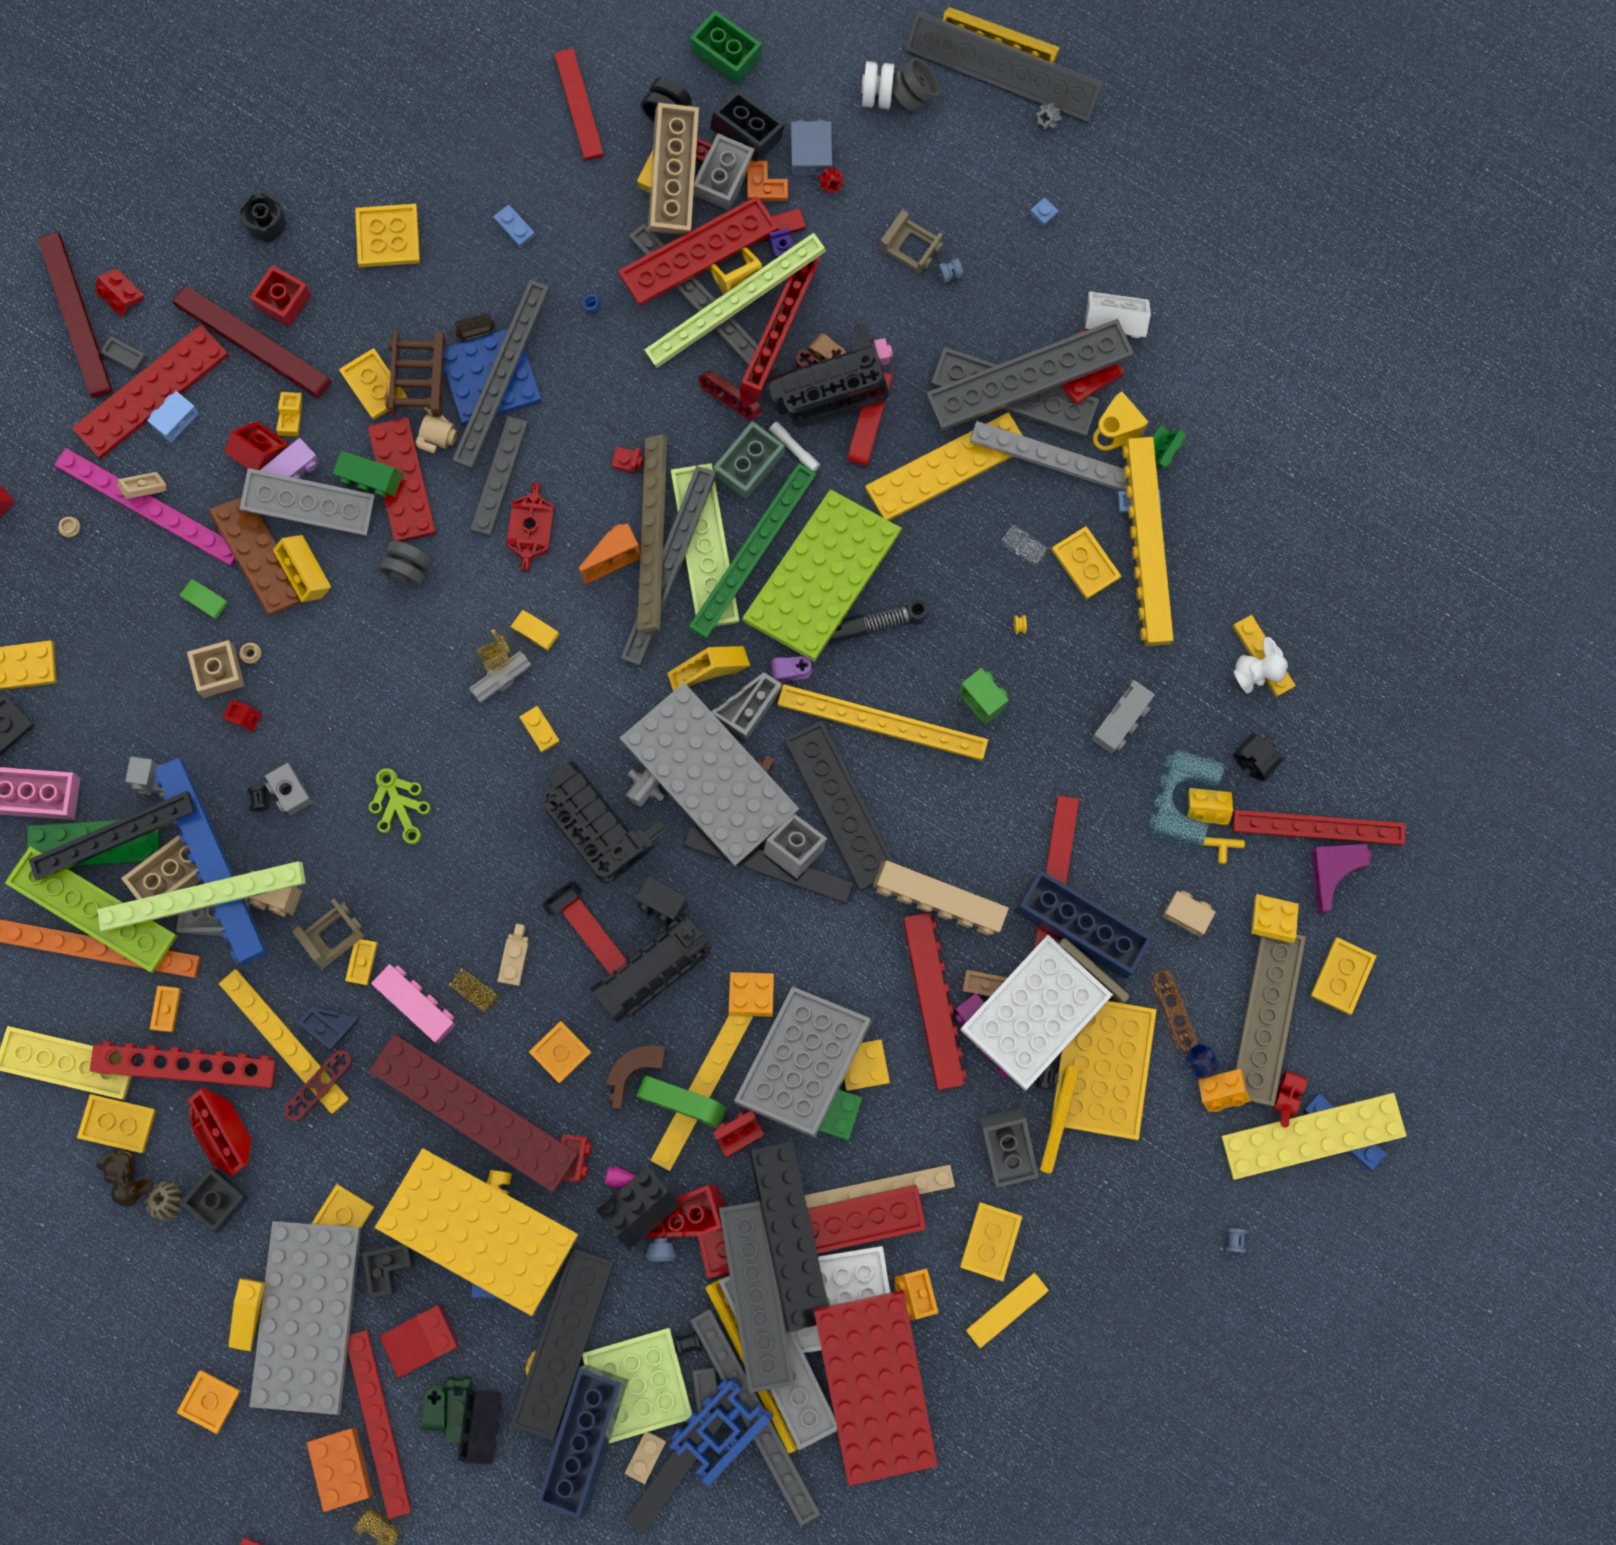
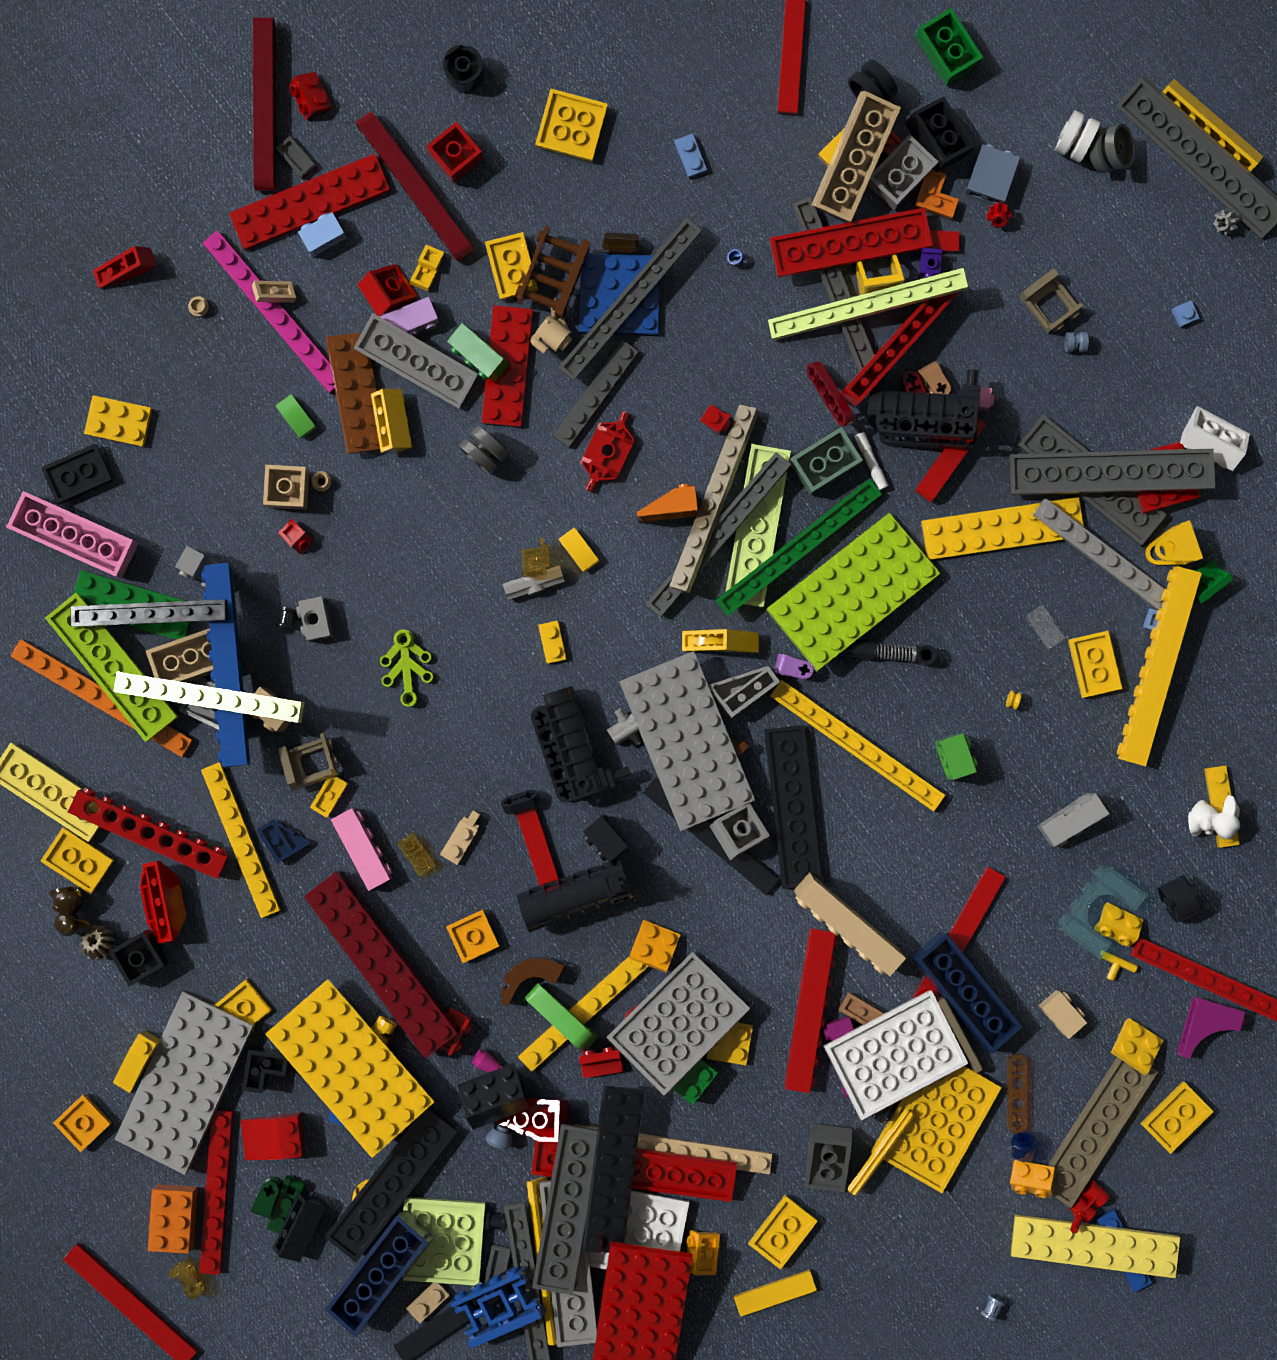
camera: 20 degrees right, 10 degrees up
(165, 1009) = (148, 776): light orange plate -> none
(321, 1088) = (256, 889): dark red beam -> none

